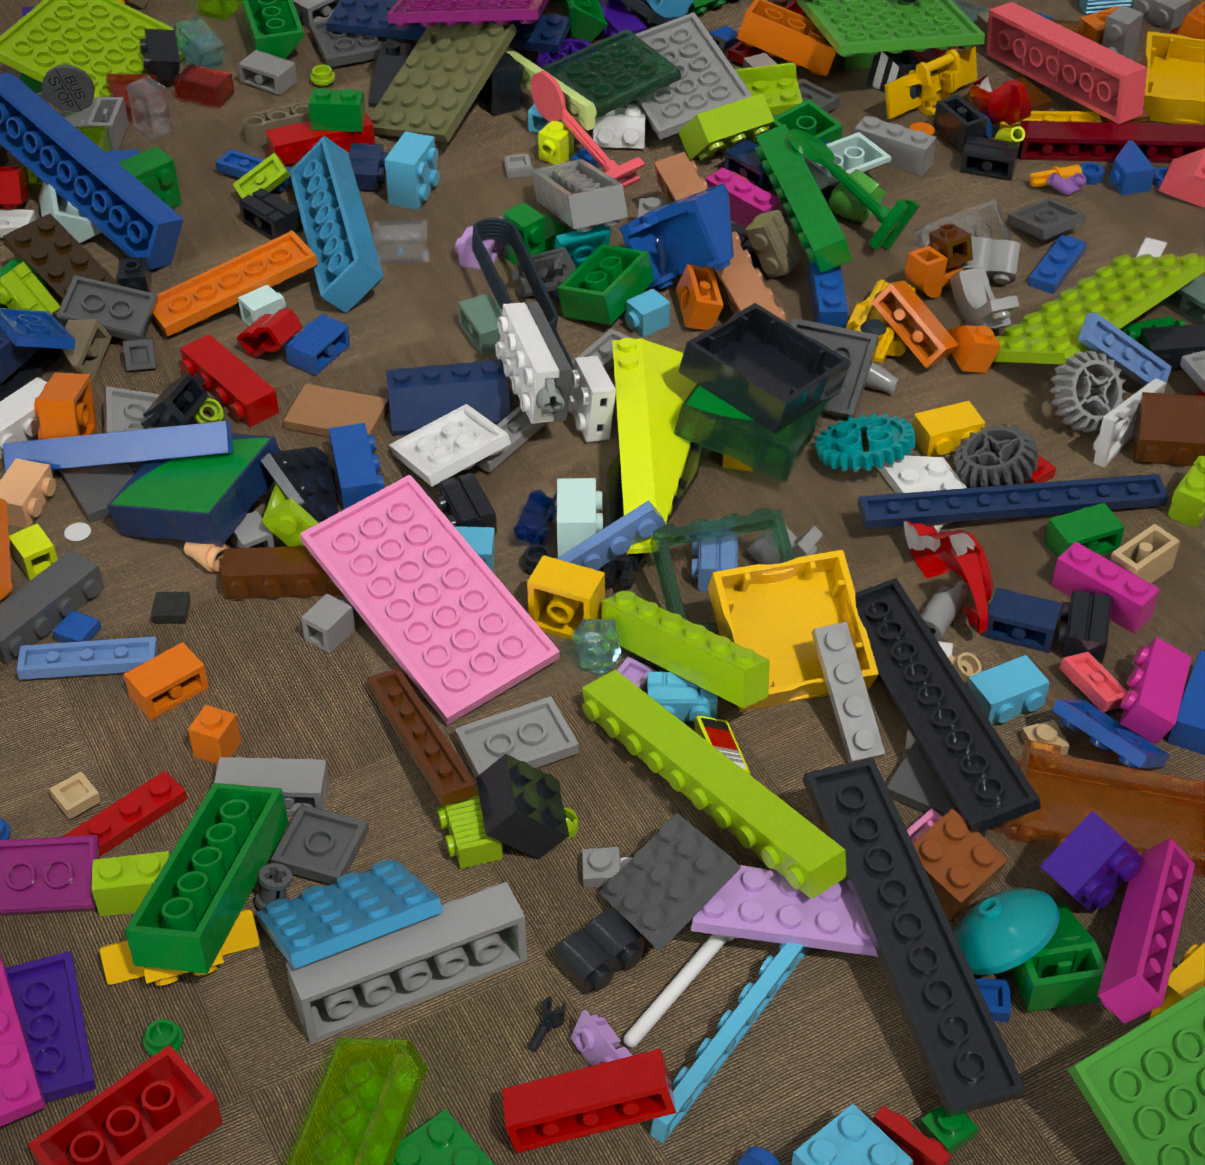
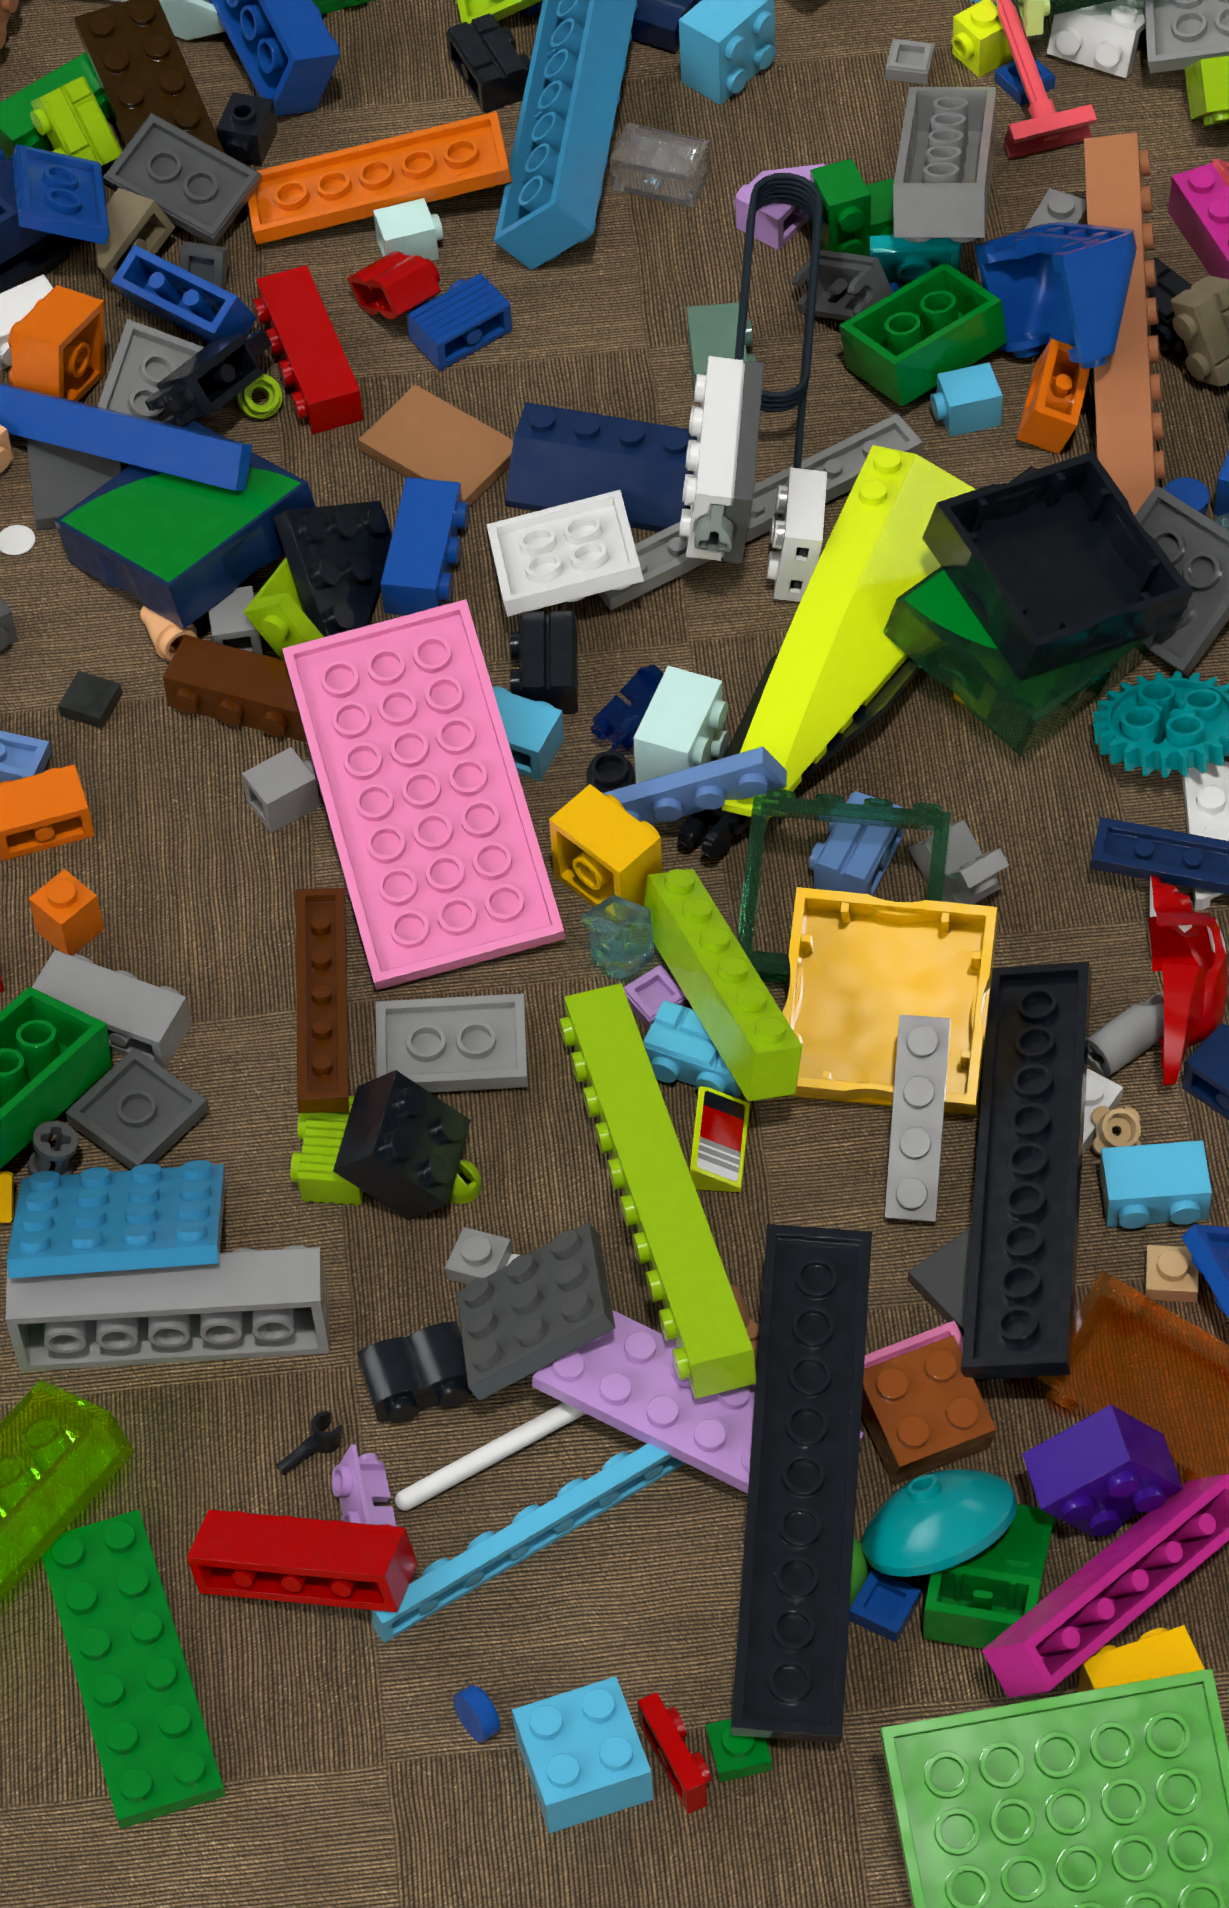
camera: 25 degrees right, 10 degrees up
(133, 368) = (181, 297): none -> blue brick

